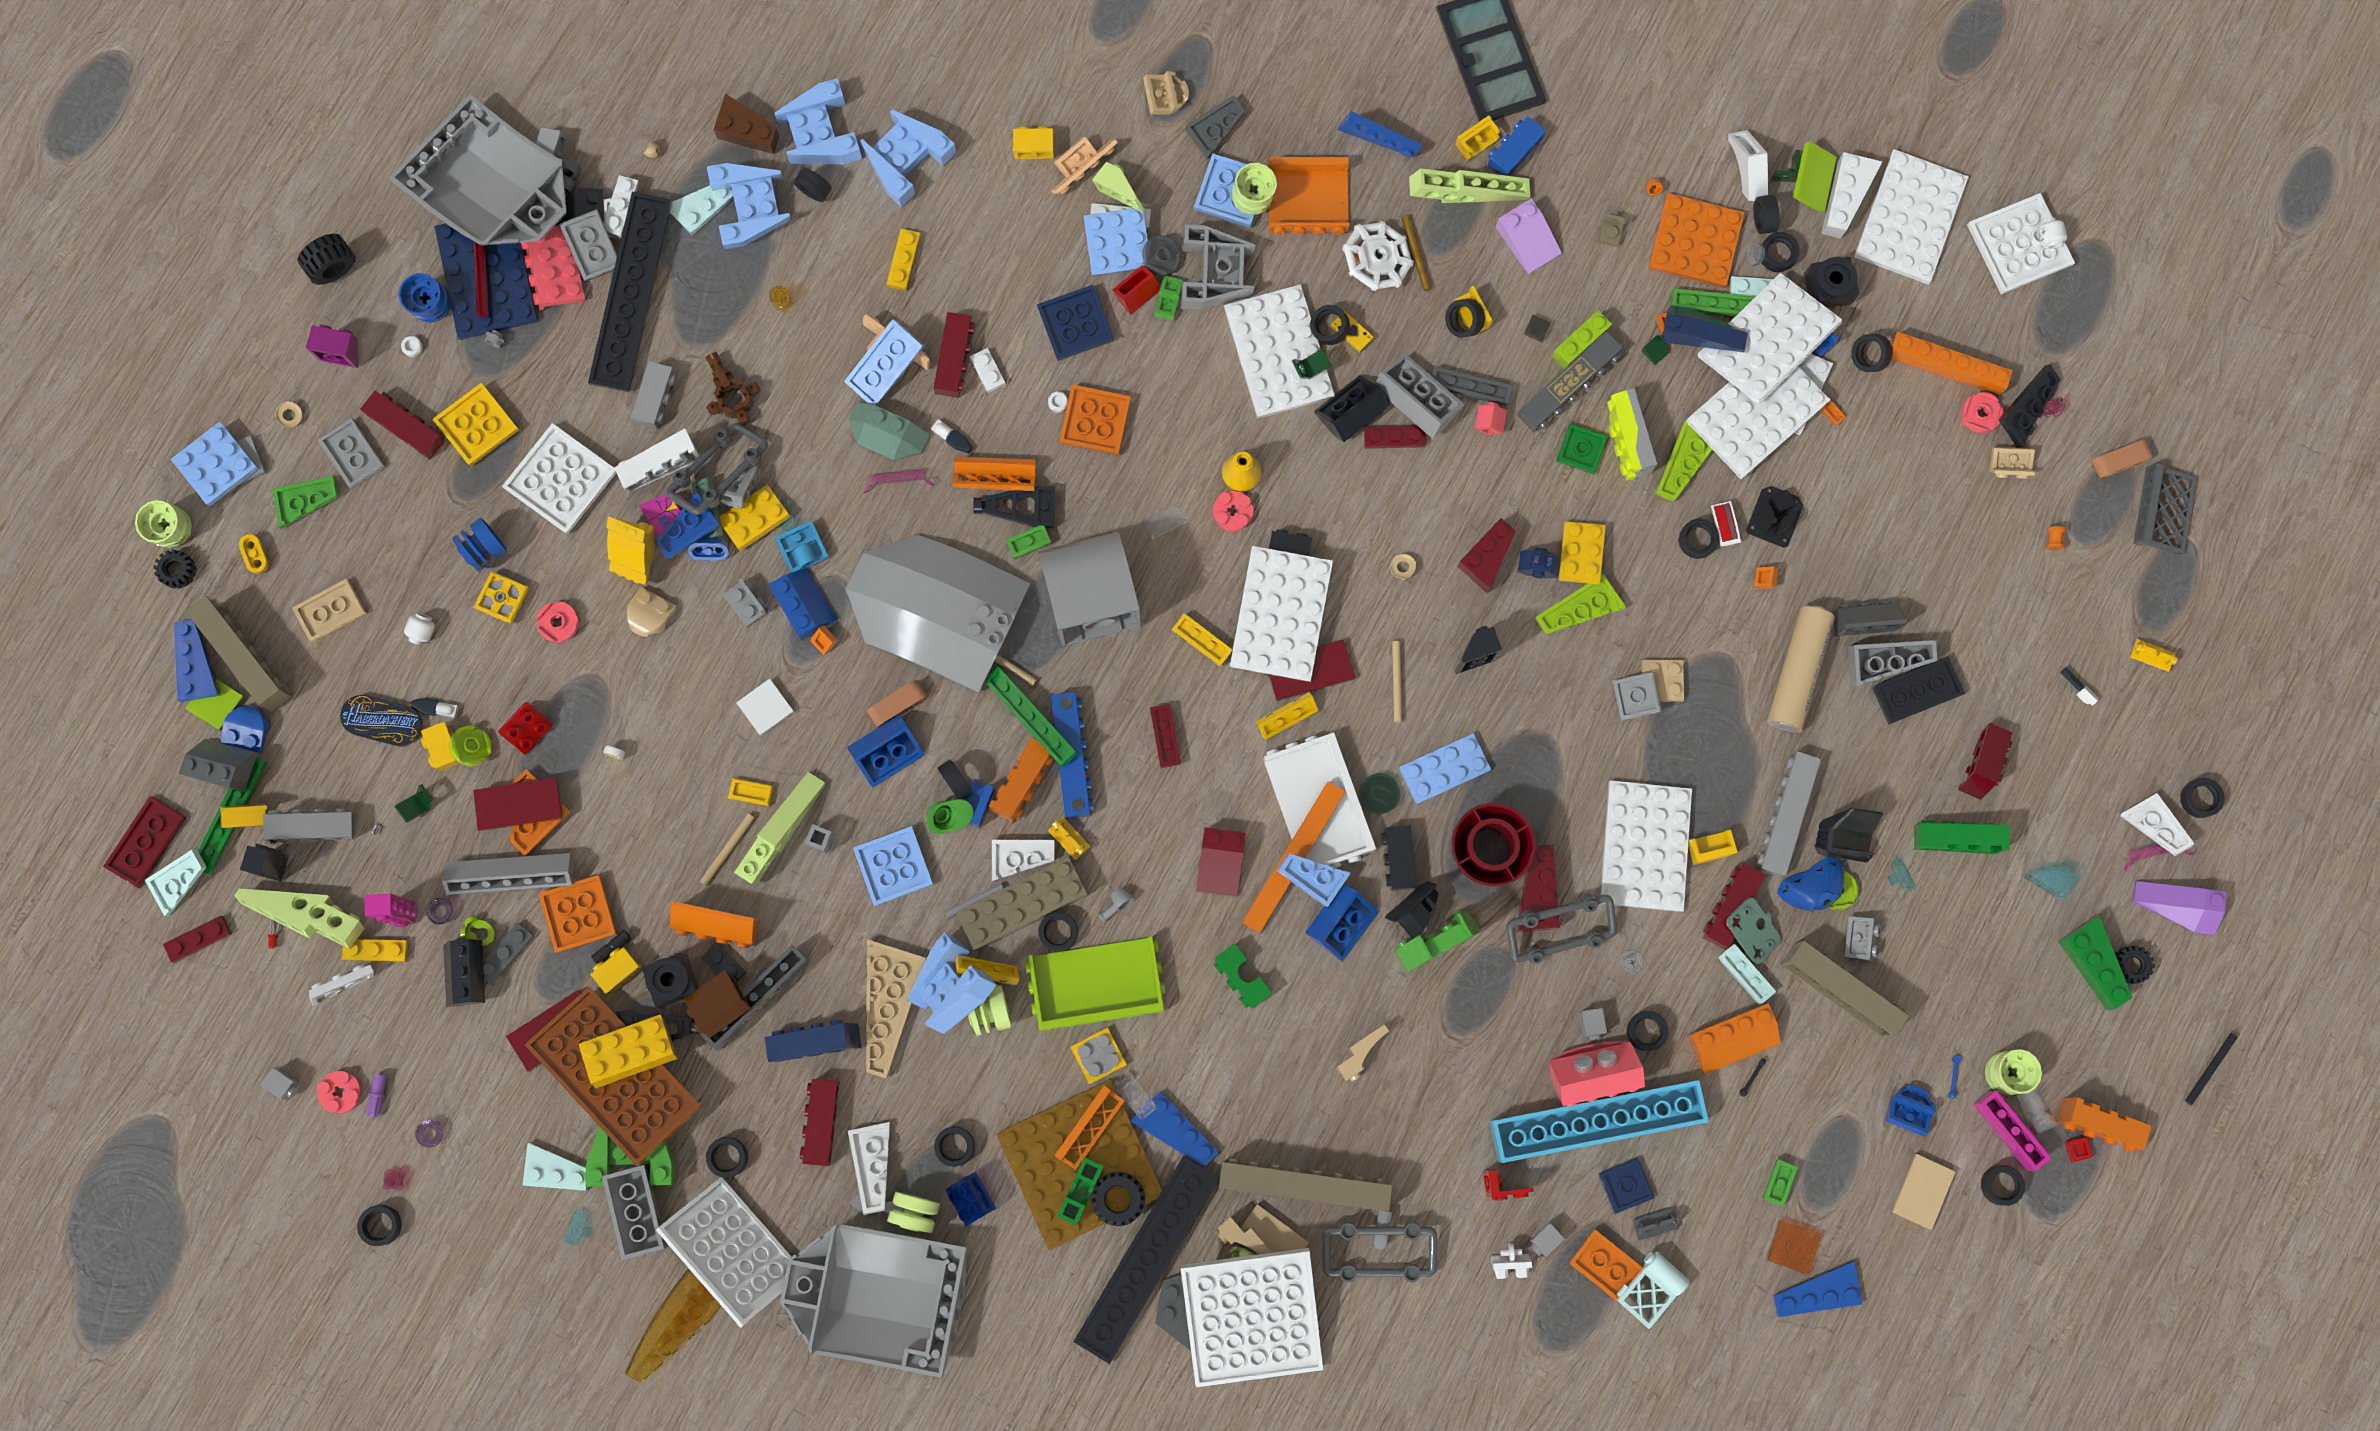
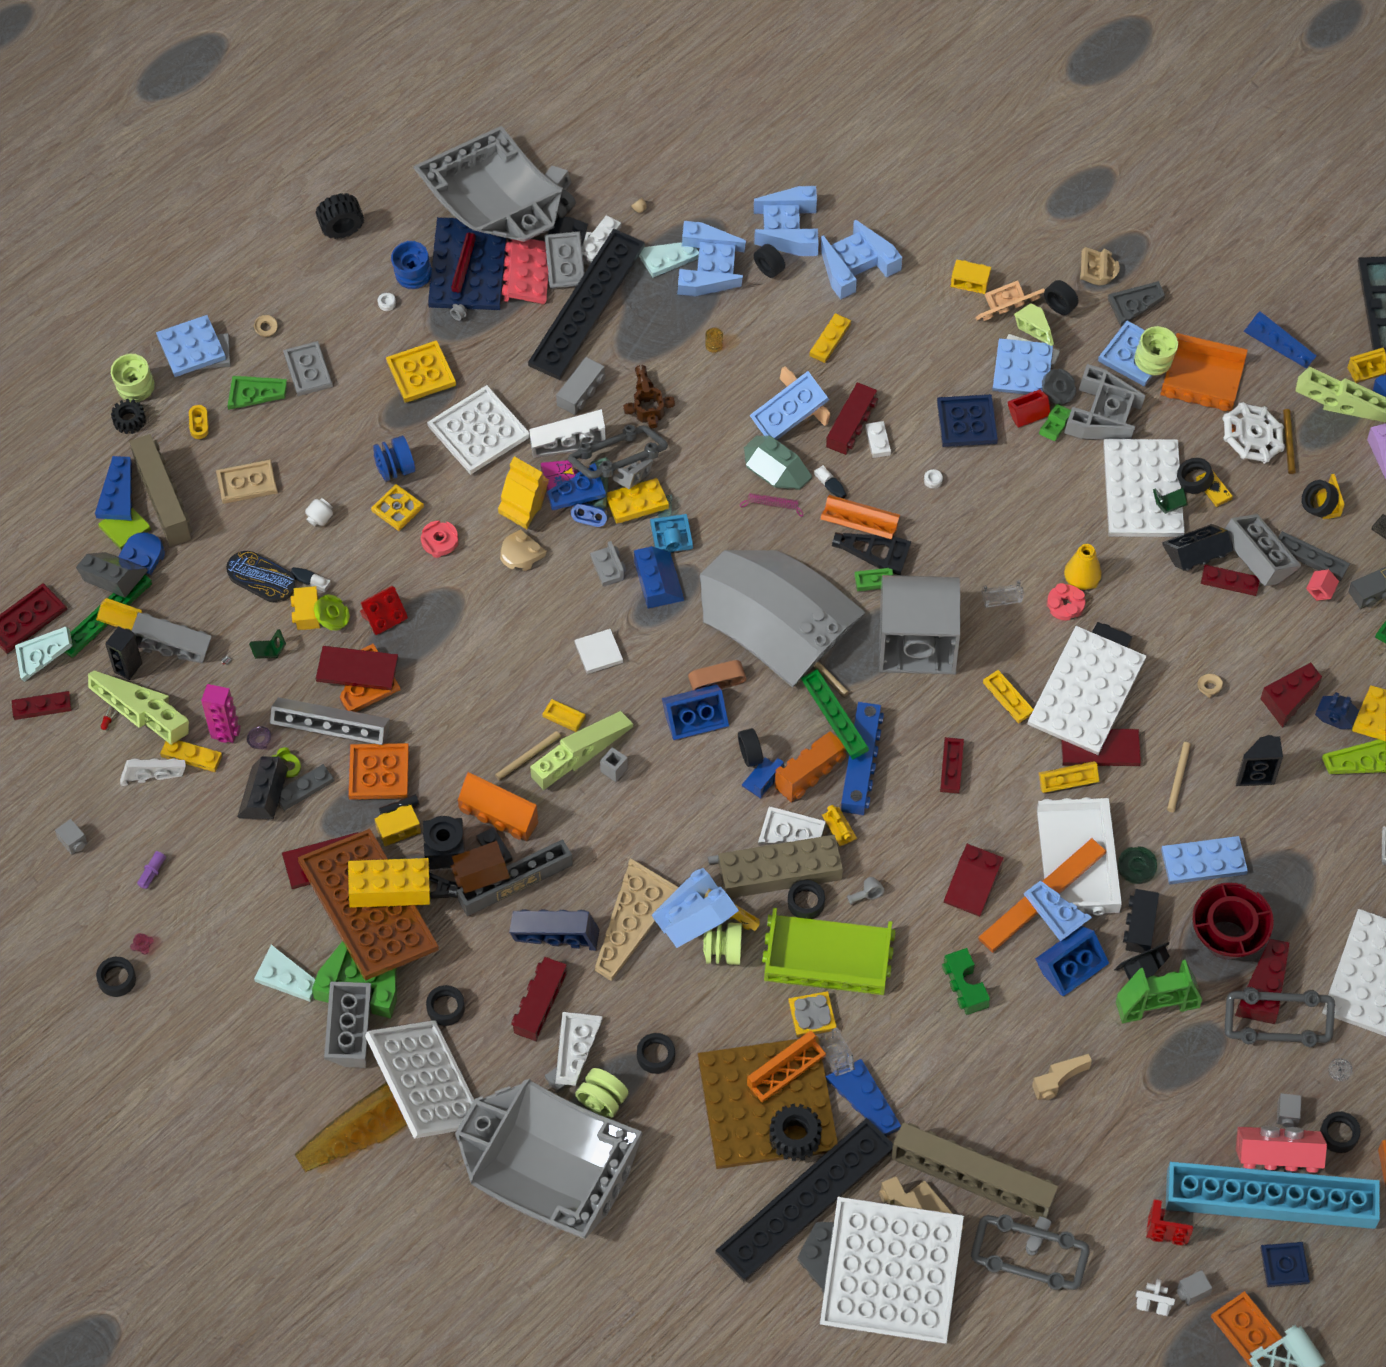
camera: 20 degrees right, 20 degrees down
(327, 1089) = (116, 849): coral plate -> none
(333, 345) = (322, 281): magenta slope -> none
(401, 424) = (359, 355): dark red brick -> none
(422, 1139) = (187, 905): clear purple piece -> none
(576, 1229) = (290, 1028): clear light blue piece -> none
(614, 752) = (454, 651): white tile -> none
(744, 127) = (725, 206): reddish brown wedge -> none
(823, 640) = (667, 610): orange plate -> none
(893, 866) = (672, 806): light blue plate -> none
(949, 816) = (736, 776): bright green piece -> none
(970, 1199) = (656, 1100): clear blue bracket -> none
(1080, 1191) = (754, 1125): green arch -> none
(1095, 420) = (962, 499): orange plate -> none
(1136, 146) = (1061, 297): none -> black tyre
(1656, 1224) = (1305, 1306): dark grey hinge -> none

